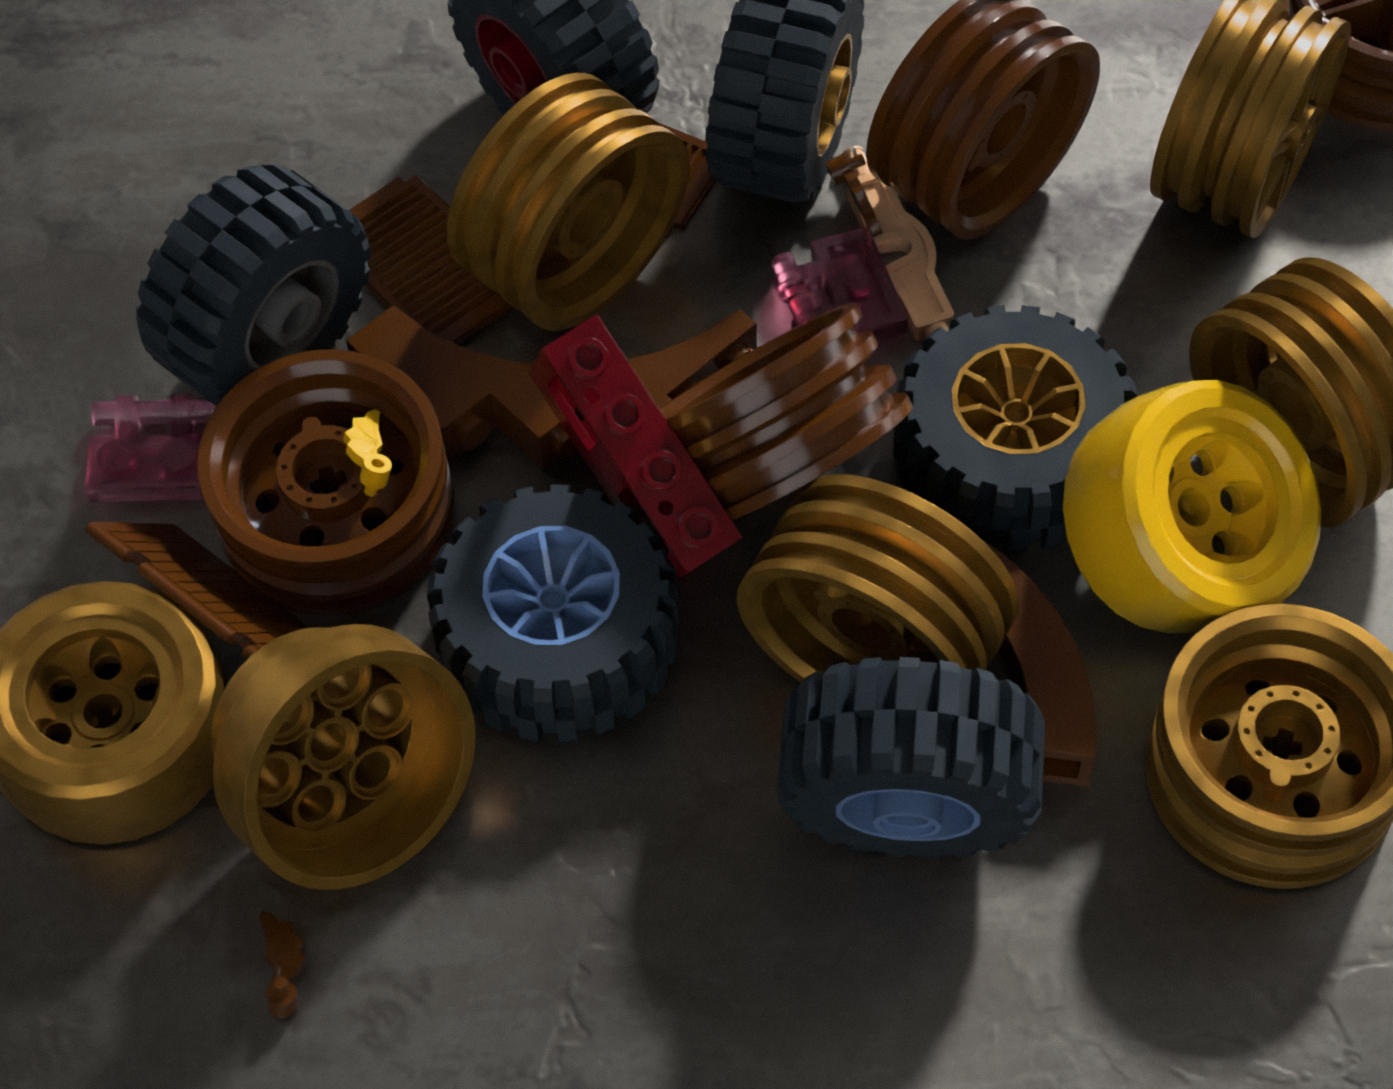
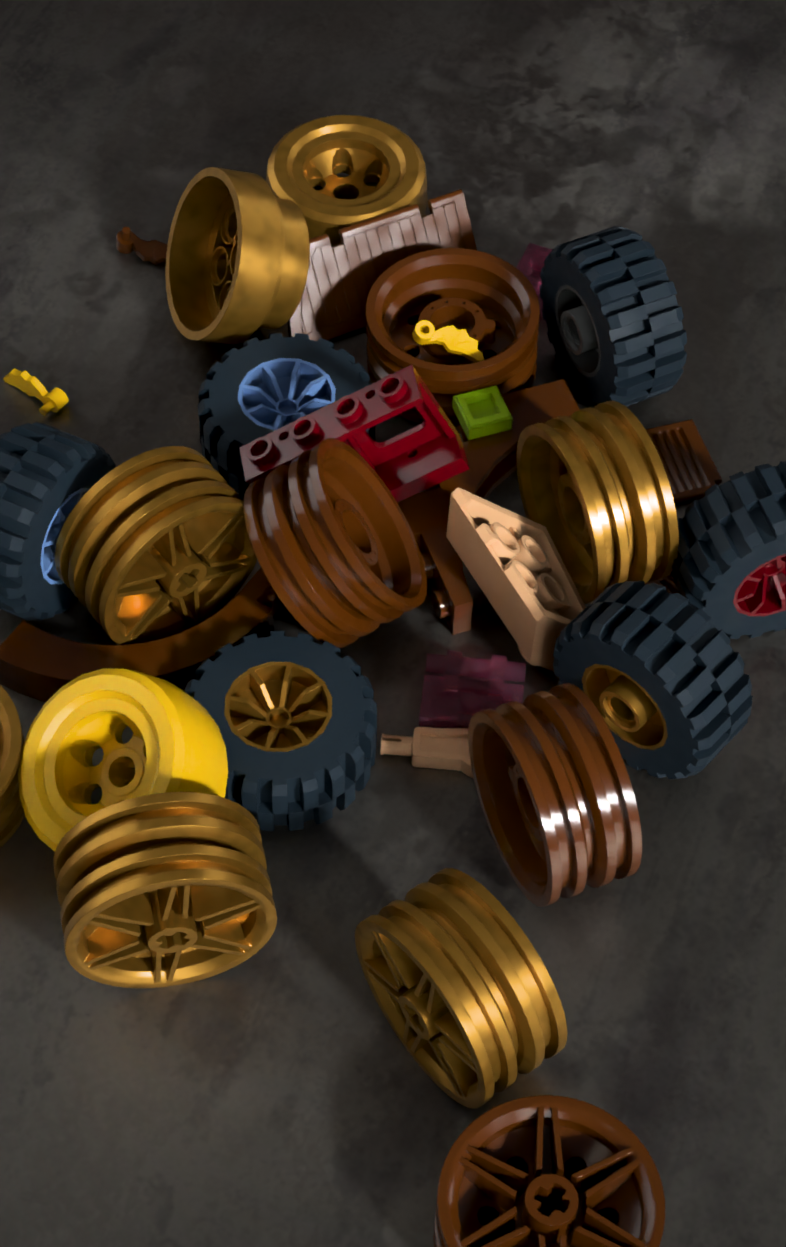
camera: 110 degrees right, 5 degrees down
(456, 392) = (482, 412): none -> lime tile
(625, 941) = (30, 385): none -> yellow piece
(692, 263) = (516, 572): none -> light nougat wedge

